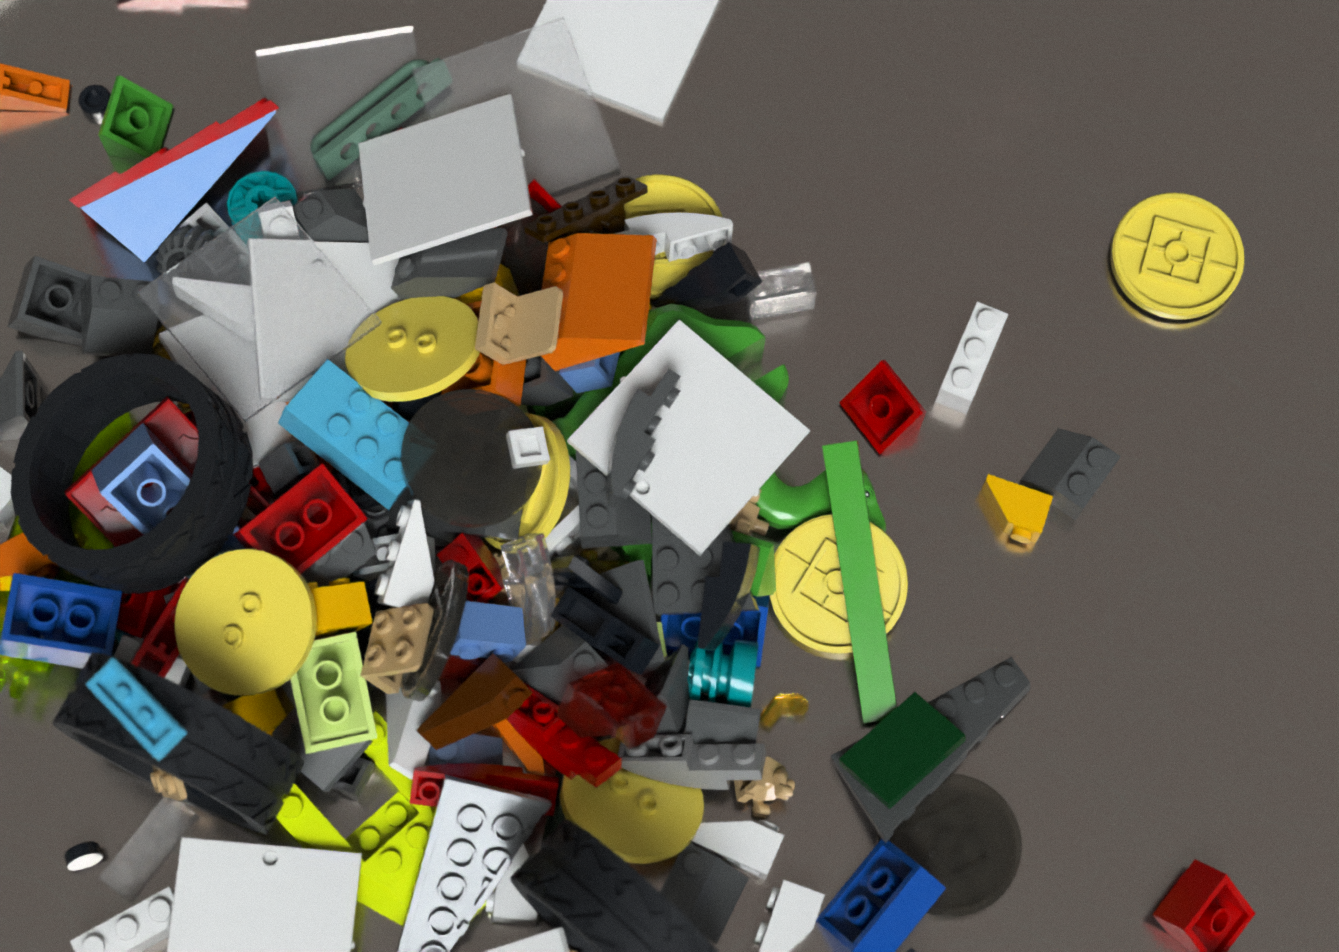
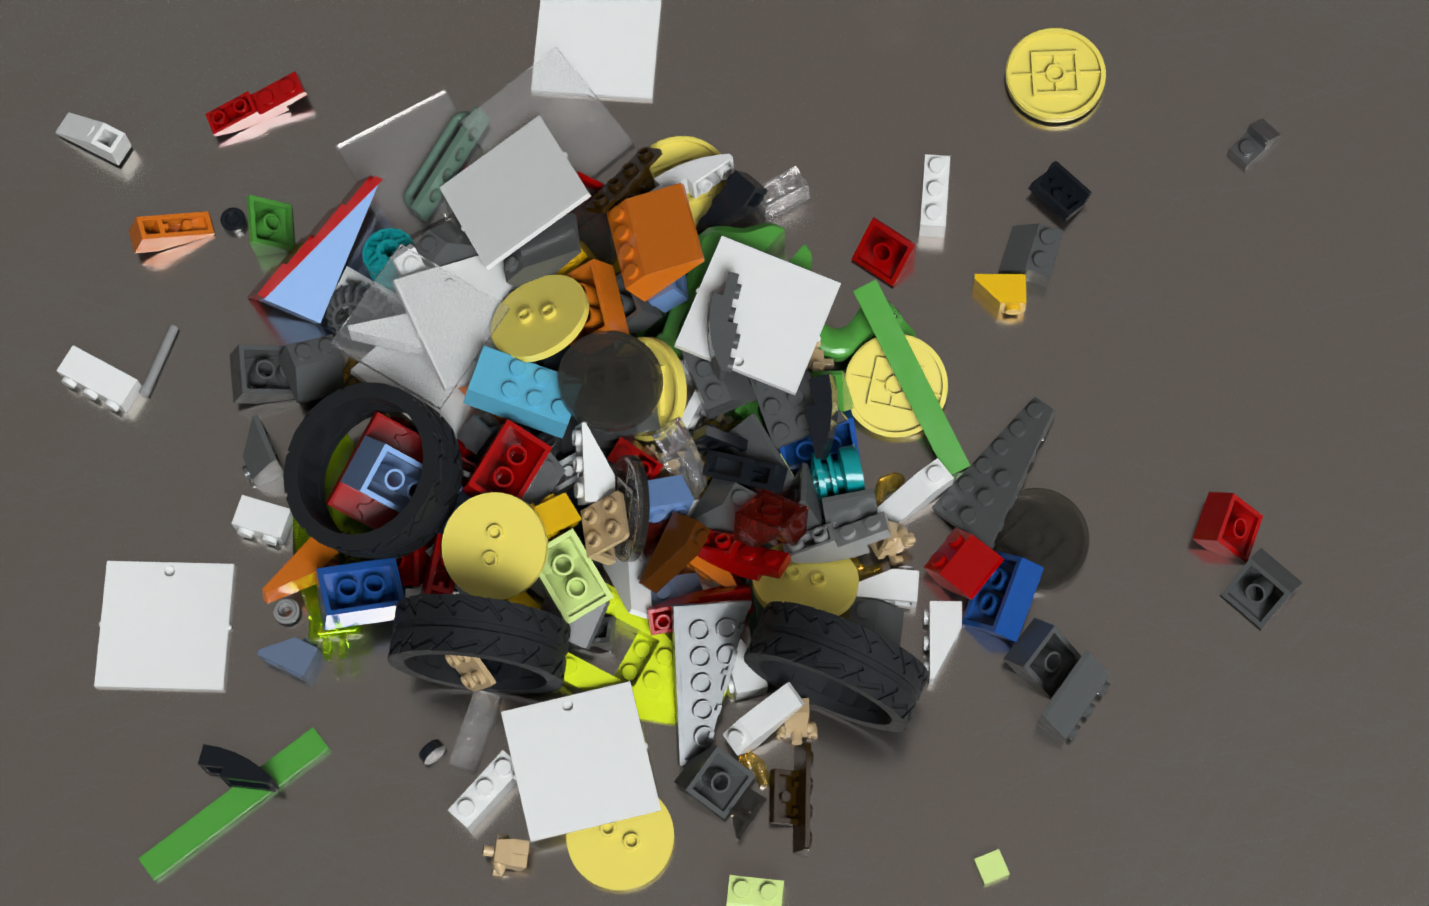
camera: 10 degrees left, 0 degrees up
(136, 708) = (452, 621): medium azure tile -> none
(518, 326) = (611, 277): tan bracket -> none
(527, 447) = (647, 360): white tile -> none
(715, 811) = (866, 571): none -> clear yellow arm
(816, 731) = (917, 492): none -> white slope
(843, 846) = (963, 564): none -> red slope
(902, 750) = (981, 484): dark green tile -> none
(1134, 405) = (1060, 191): none -> black bracket

